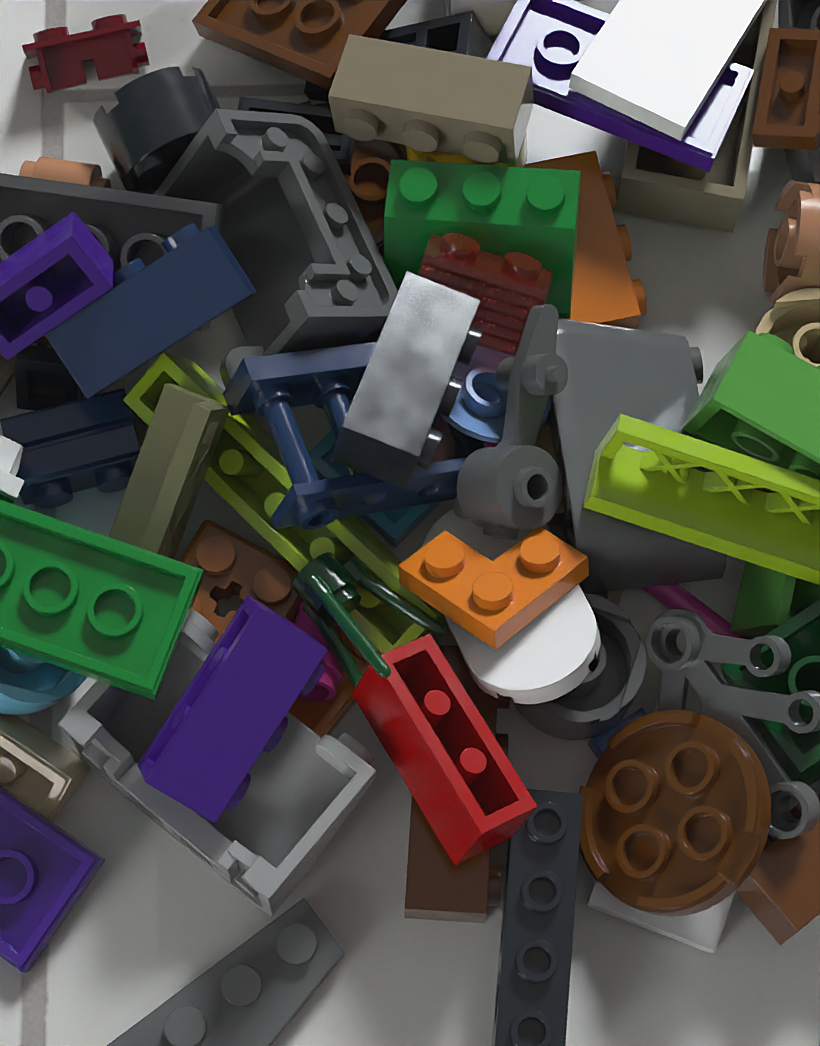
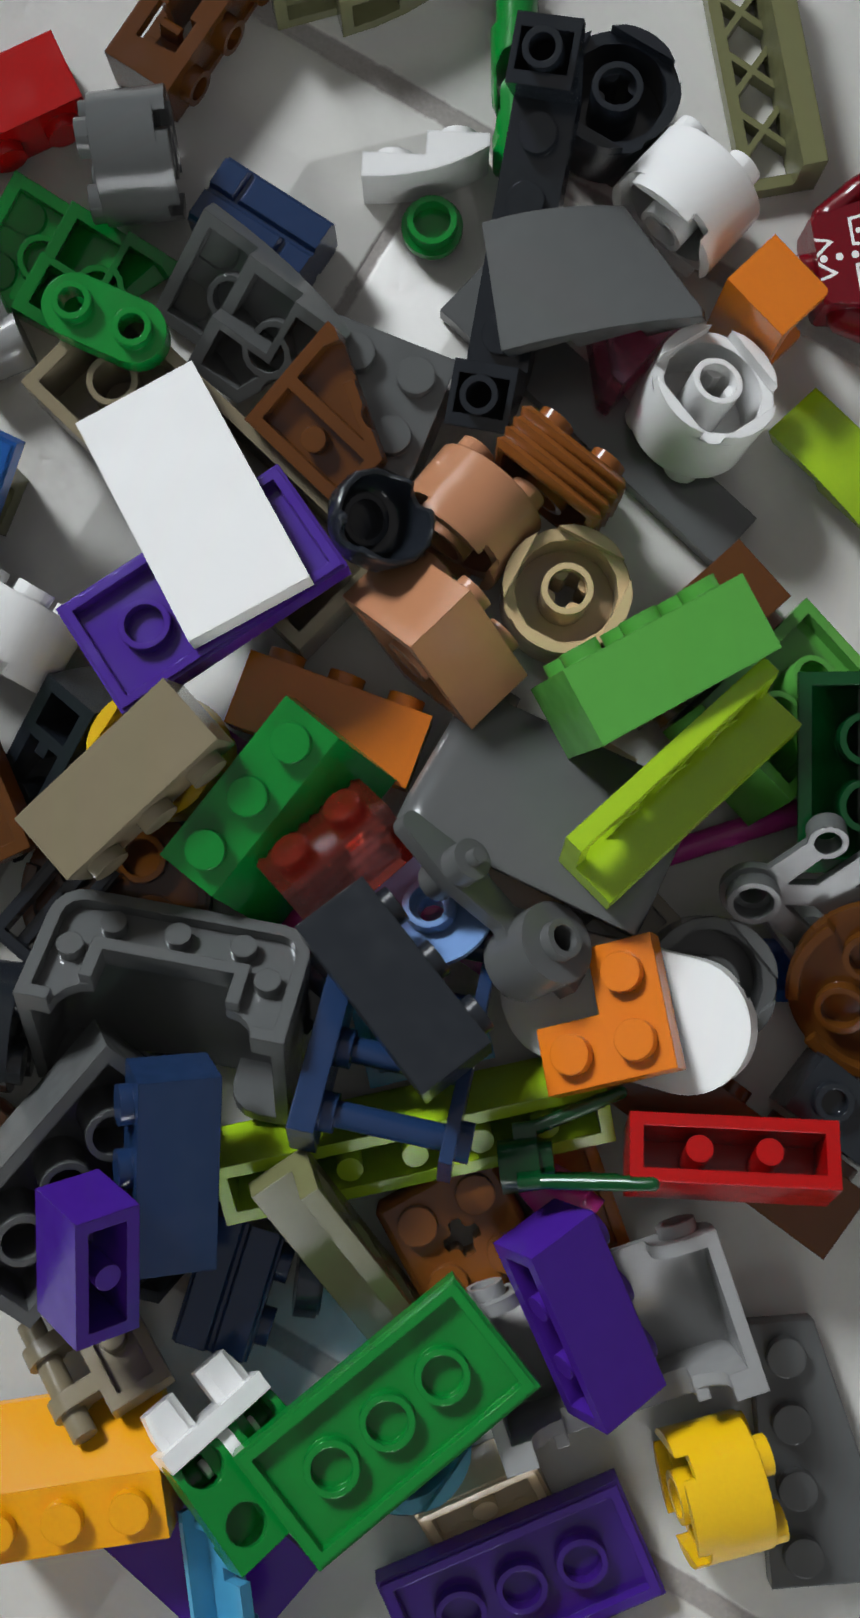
camera: 50 degrees left, 15 degrees up
(100, 509) = (306, 1292): none -> black tile
(146, 940) = (719, 1487): none -> yellow brick
(710, 270) = (439, 635): none -> nougat brick
(764, 159) = (379, 520): none -> black hair

